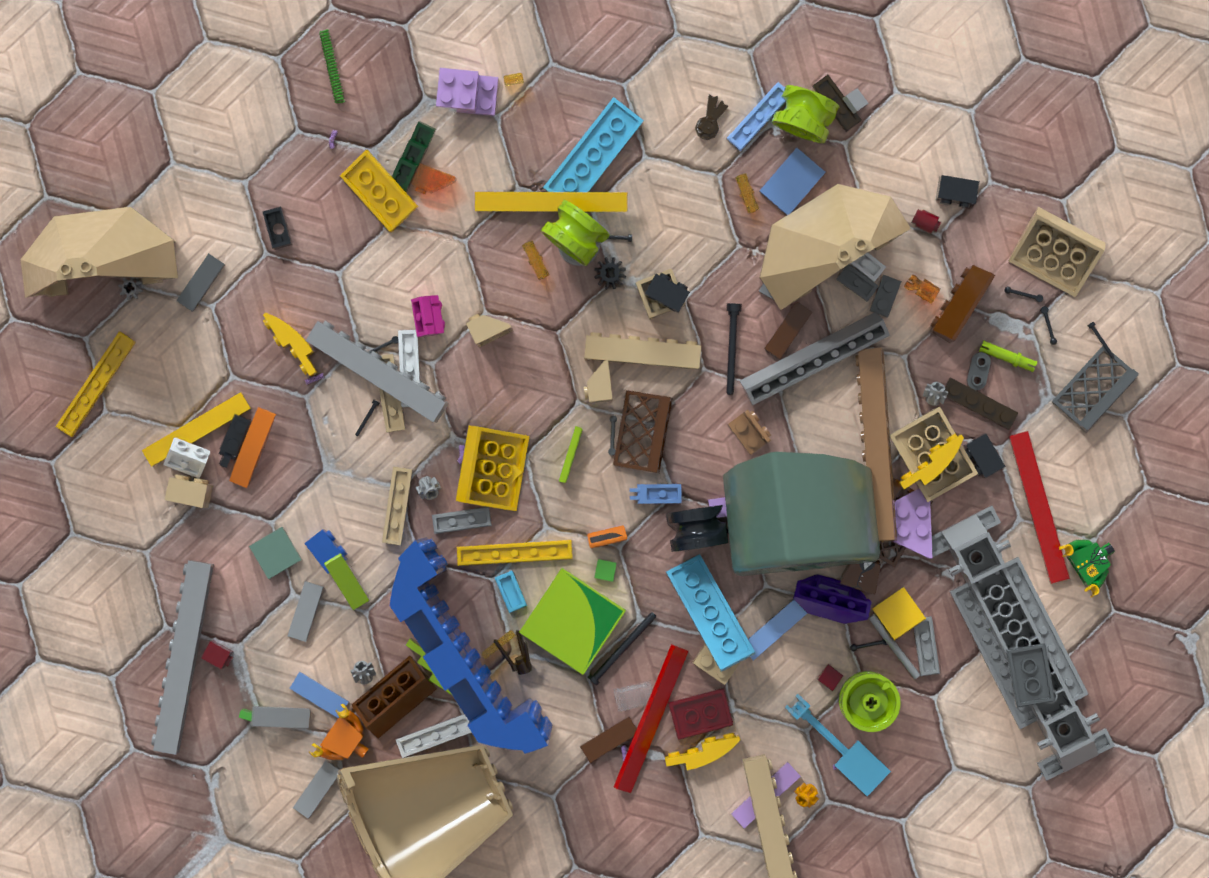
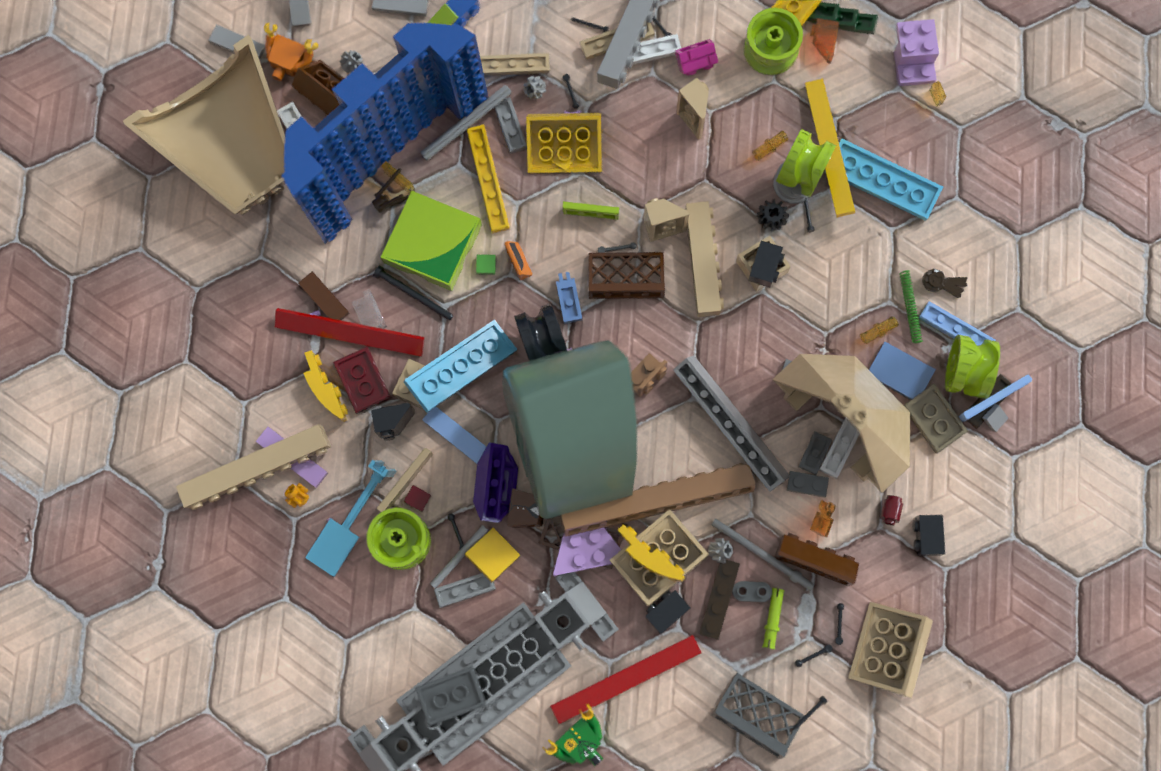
camera: 85 degrees right, 10 degrees down
(318, 694) = (326, 27): medium blue tile -> none
(420, 453) = (566, 78): none -> black hinge
(425, 249) = (773, 41): none -> lime piece
(452, 564) = (466, 122): none -> light grey axle
(510, 591) = (450, 181): medium azure tile -> none
(734, 311) = (761, 338): black piece -> none
(749, 157) = (912, 306): none -> bright green piece
(751, 691) = (391, 420): none -> black slope
(788, 330) = (753, 395): reddish brown tile -> none
(811, 687) = (405, 480): none -> tan tile
(838, 97) = (995, 398): none -> light blue tile
(845, 159) = (935, 418): none -> dark tan tile
(970, 328) = (795, 576): none -> light grey bar

